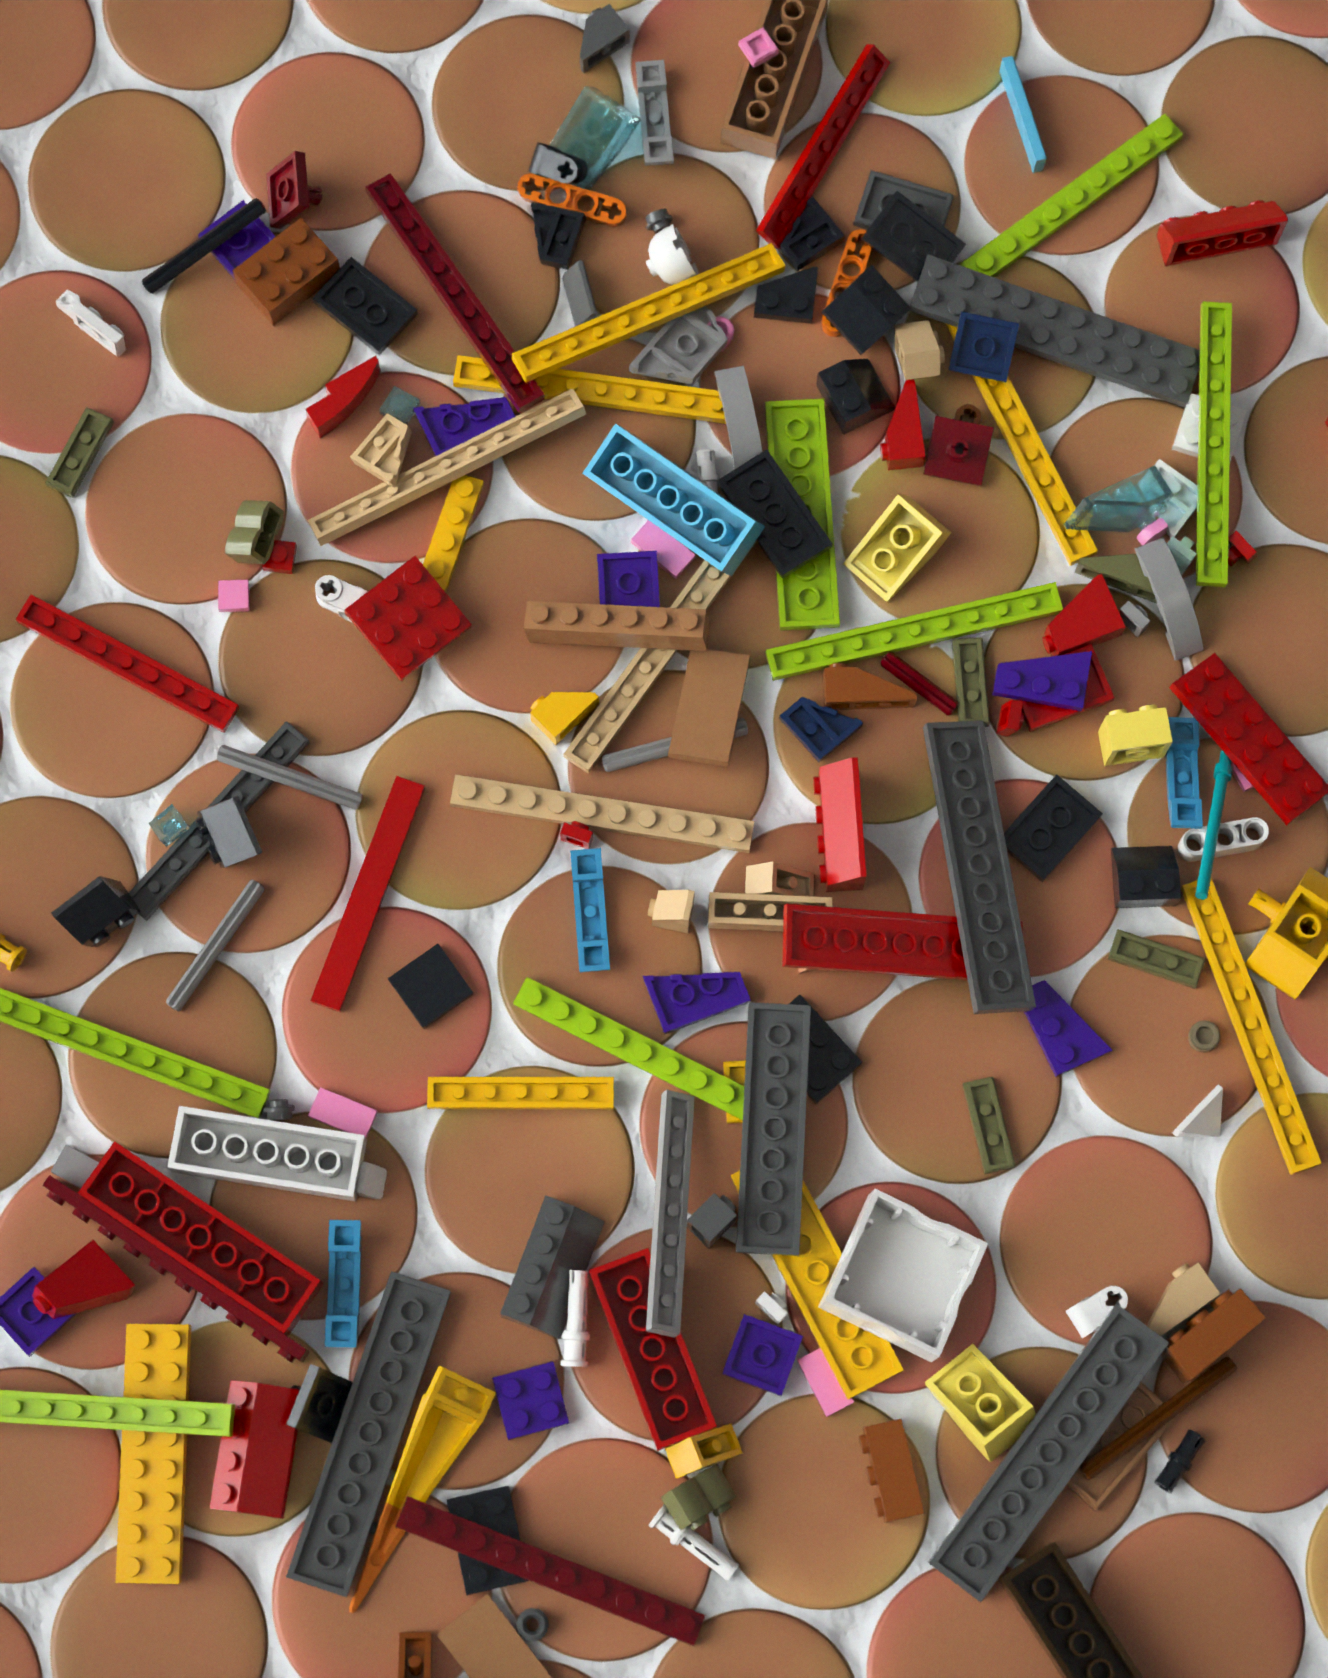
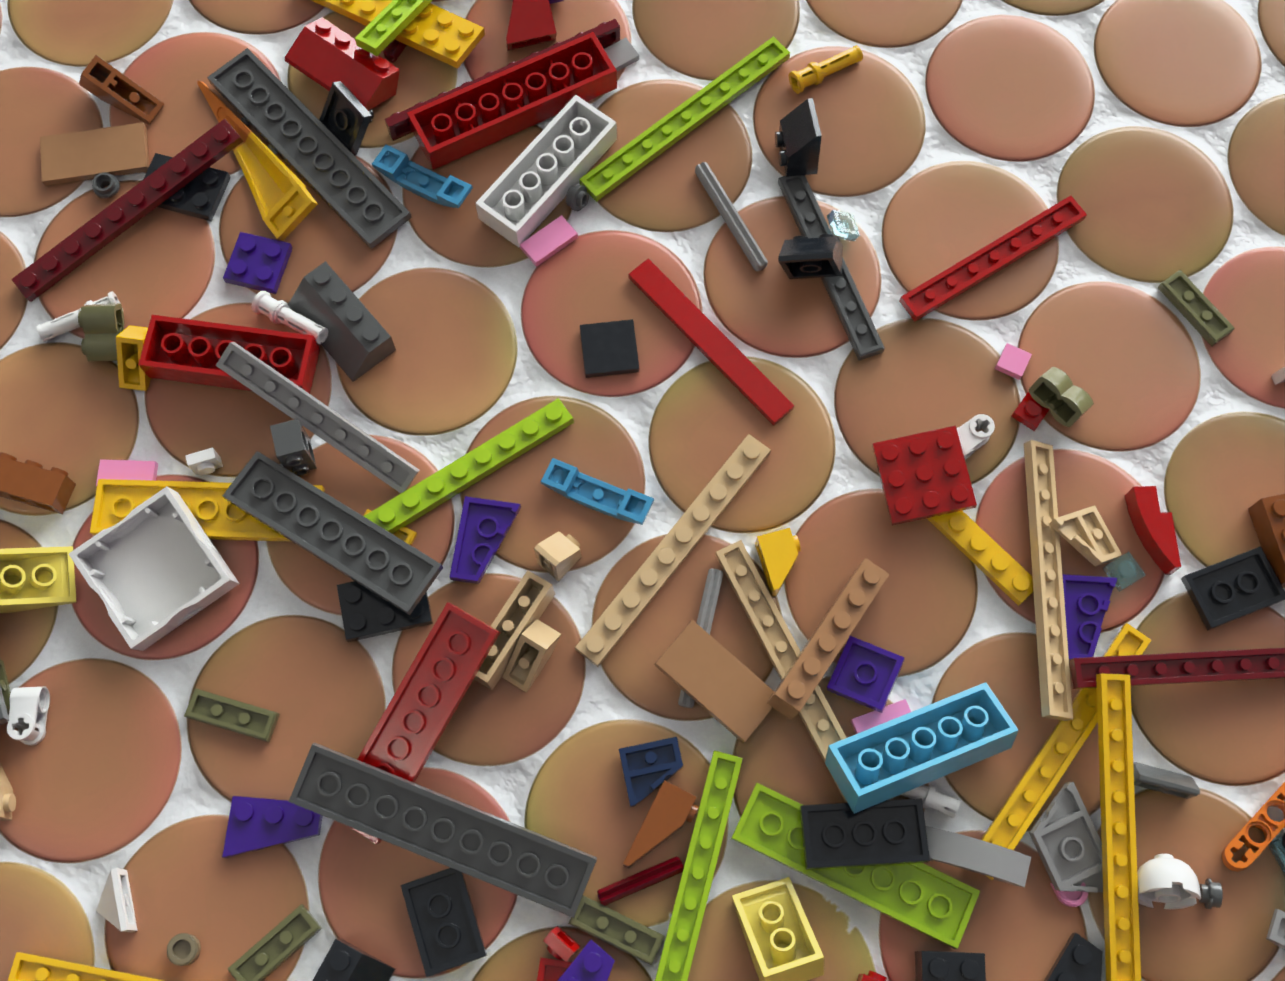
camera: 120 degrees right, 5 degrees down
(289, 777) = (835, 325): light grey axle -> none
(371, 1181) = (486, 233): white slope -> none
(520, 1093) = (484, 369): yellow plate -> none
(557, 234) = (1235, 791): black wing -> none
(576, 834) = (666, 515): red plate -> none
(762, 1355) = (174, 435): dark purple plate -> none
(841, 826) = (548, 732): slope -> none

